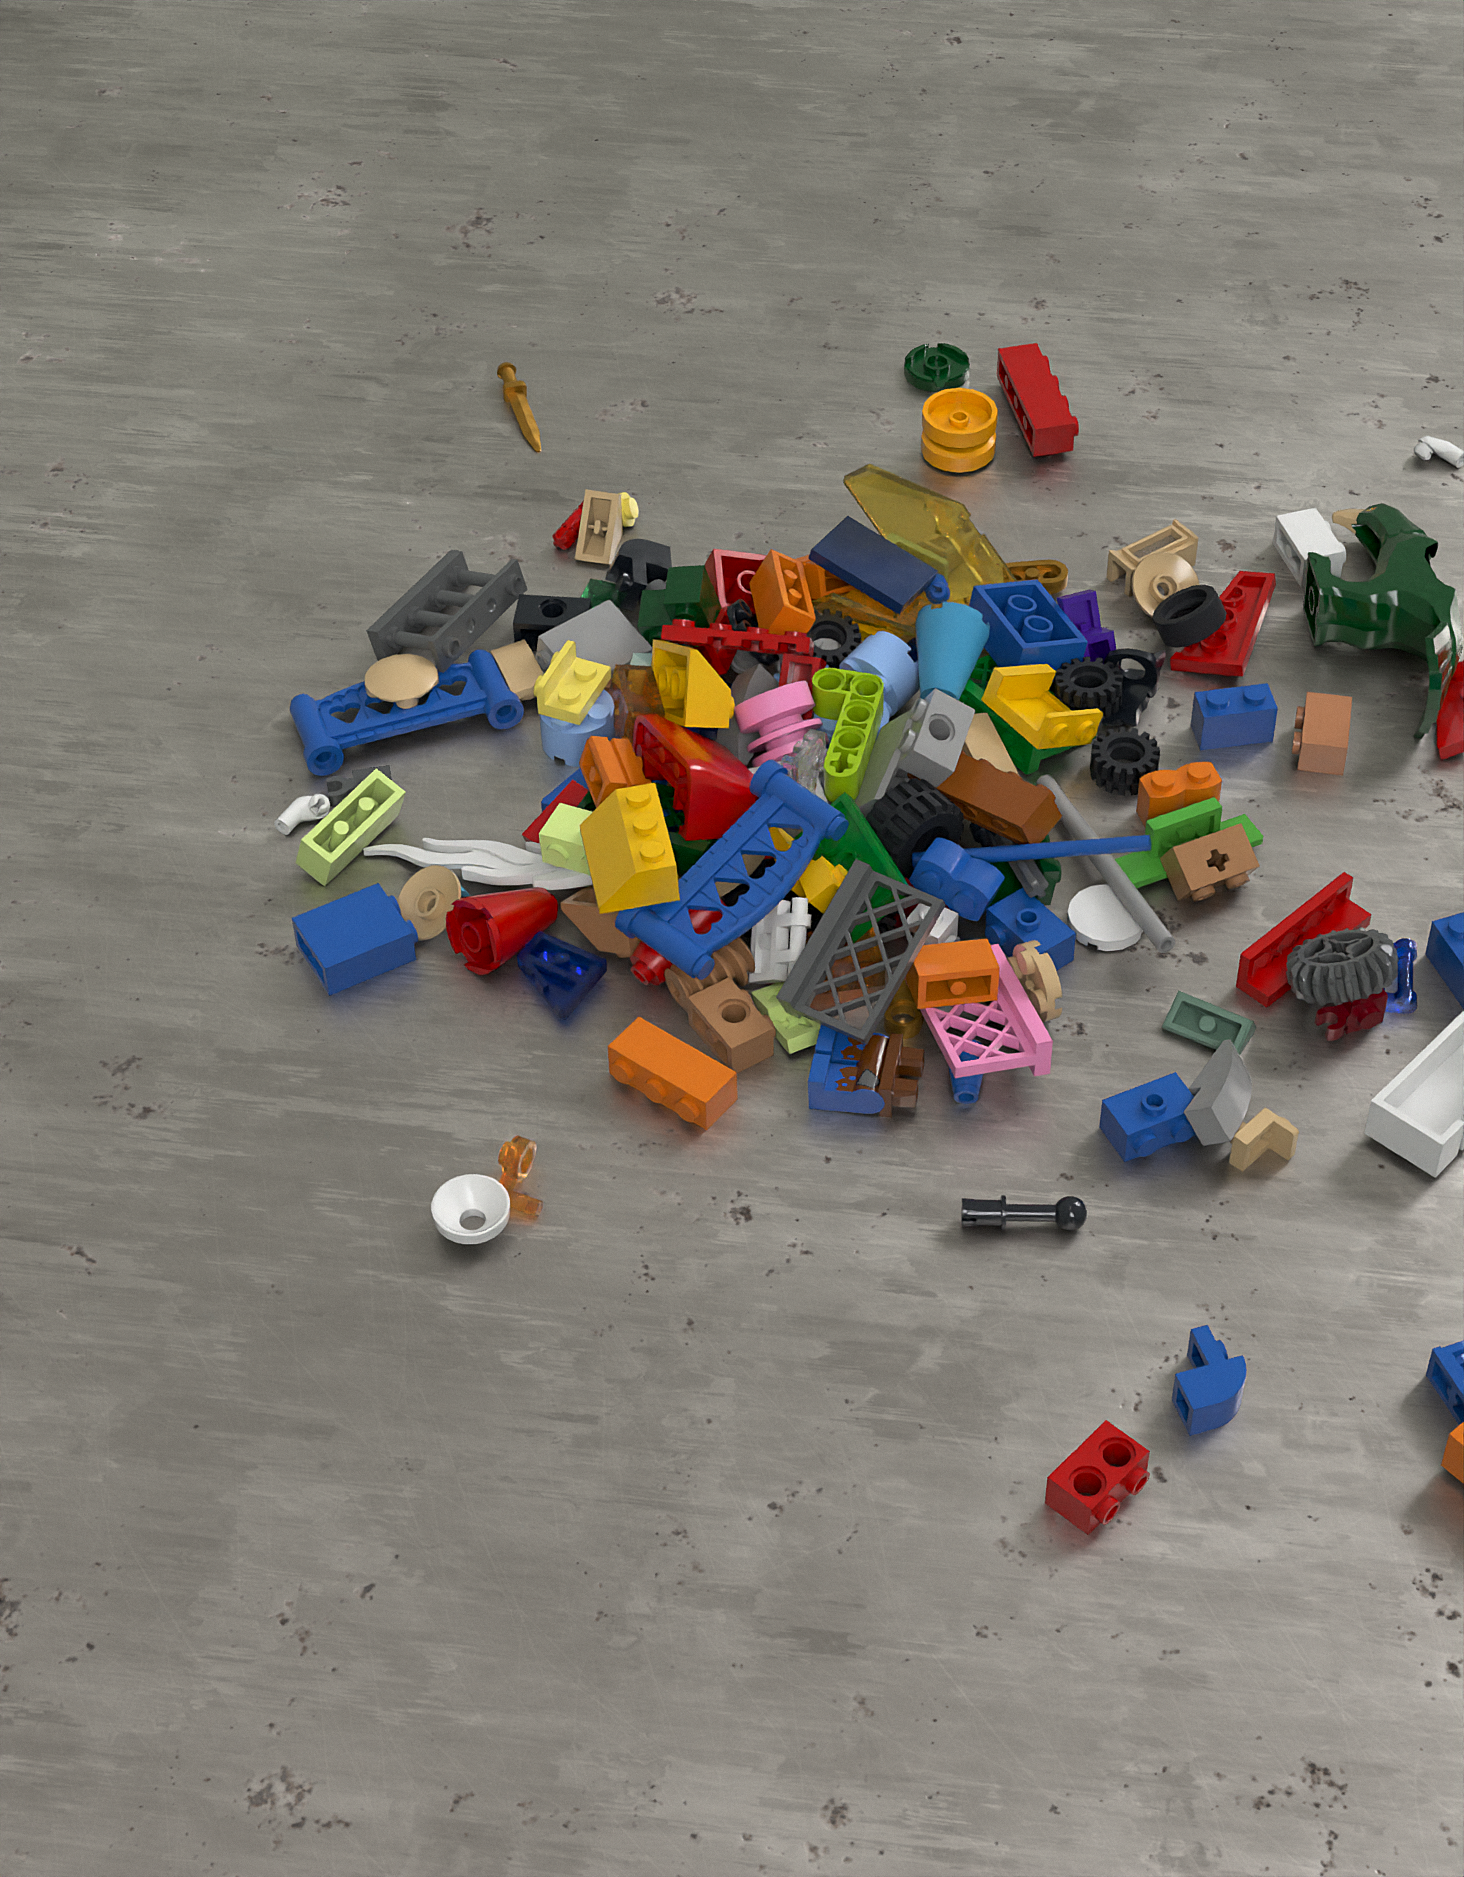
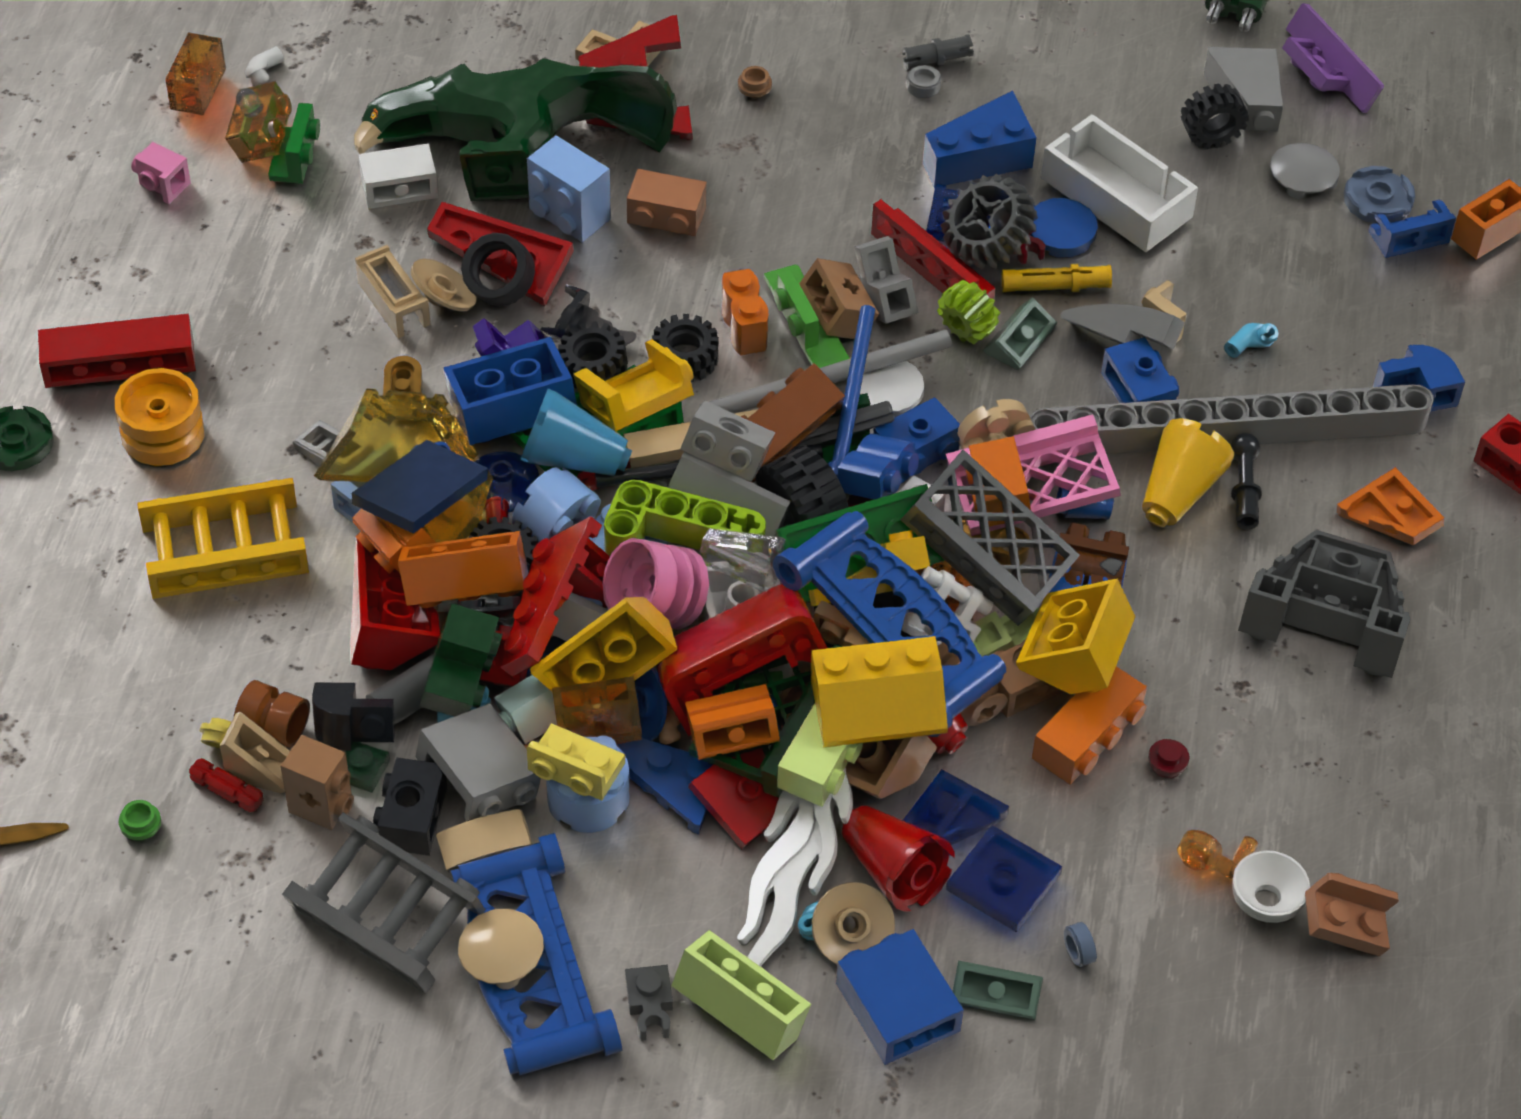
camera: 90 degrees left, 5 degrees up
(302, 810) = (684, 1056): white arm -> none
(371, 1015) = (997, 989): none -> sand green slope
(408, 1066) = (1080, 944): none -> sand blue tile
(433, 1271) = (1350, 913): none -> nougat bracket
(487, 1013) = (1004, 878): none -> clear blue plate
(538, 480) = (139, 820): none -> bright green plate
(562, 555) = (317, 782): none -> medium nougat brick
(638, 1142) = (1168, 758): none -> dark red plate
(643, 520) = (278, 714): none -> dark orange wheel
(748, 1037) = (1078, 637): none -> yellow slope
(800, 483) = (225, 567): none -> yellow fence
(873, 1288) = (1336, 592): none -> dark grey wedge
(1001, 1349) = (1392, 508): none -> orange wing
(1012, 1144) = (1183, 470): none -> yellow cone
(1110, 1212) = (1266, 416): none -> light grey beam
(1212, 963) = (968, 311): none -> lime gear
(1233, 716) = (639, 260): blue brick -> none
(1242, 904) = (884, 283): none -> light grey brick
(1250, 1226) = (1251, 336): none -> medium azure arm
(1268, 402) = (162, 171): none -> bright pink brick
(1305, 1082) = (1057, 278): none -> yellow pin
(1307, 649) = (569, 188): none -> light blue brick
(1325, 474) = (296, 147): none -> green bracket
(1350, 444) = (258, 121): none -> clear orange piece
(1379, 1053) = (1065, 227): none -> blue tile
(1399, 400) = (195, 73): none -> clear orange brick

